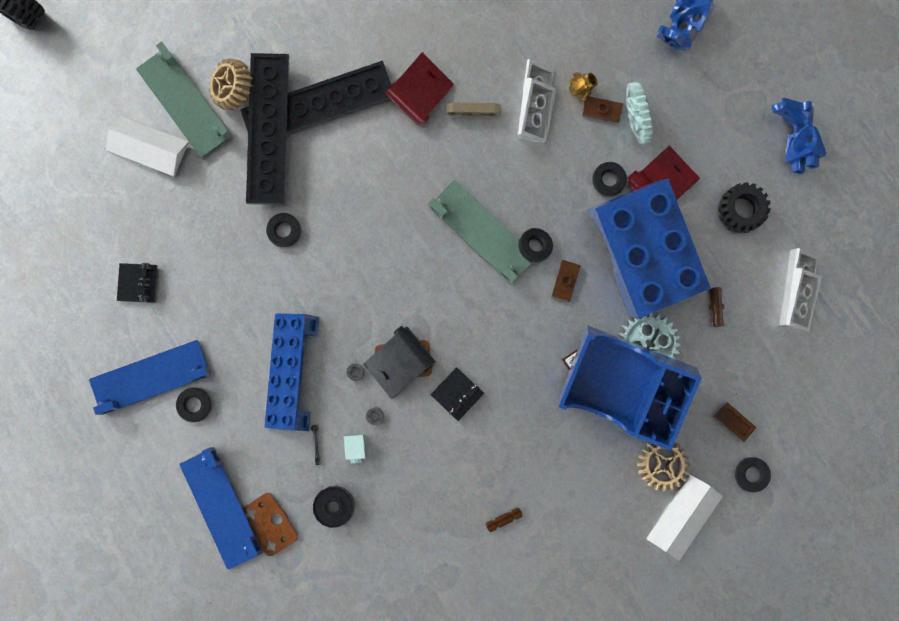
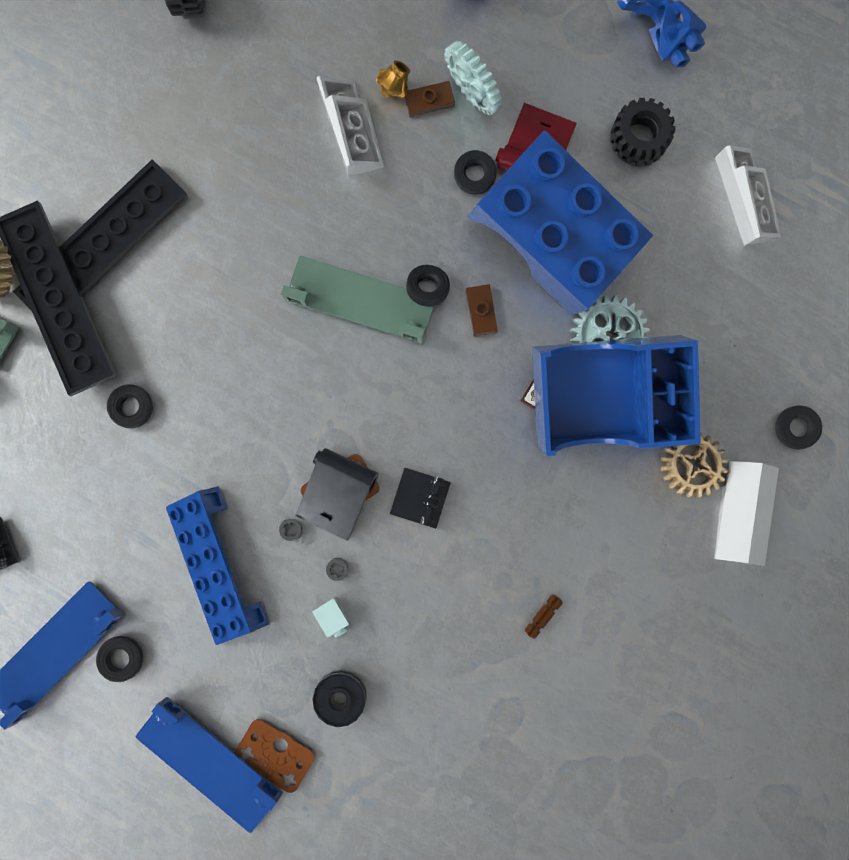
camera: 25 degrees left, 0 degrees up
(314, 428) = (274, 617): black hinge -> none
(419, 89) = (209, 171): dark red door -> none
(473, 109) = (283, 166): dark tan beam -> none
(716, 306) = (665, 258): reddish brown pin -> none
(735, 422) = (749, 377): reddish brown plate -> none

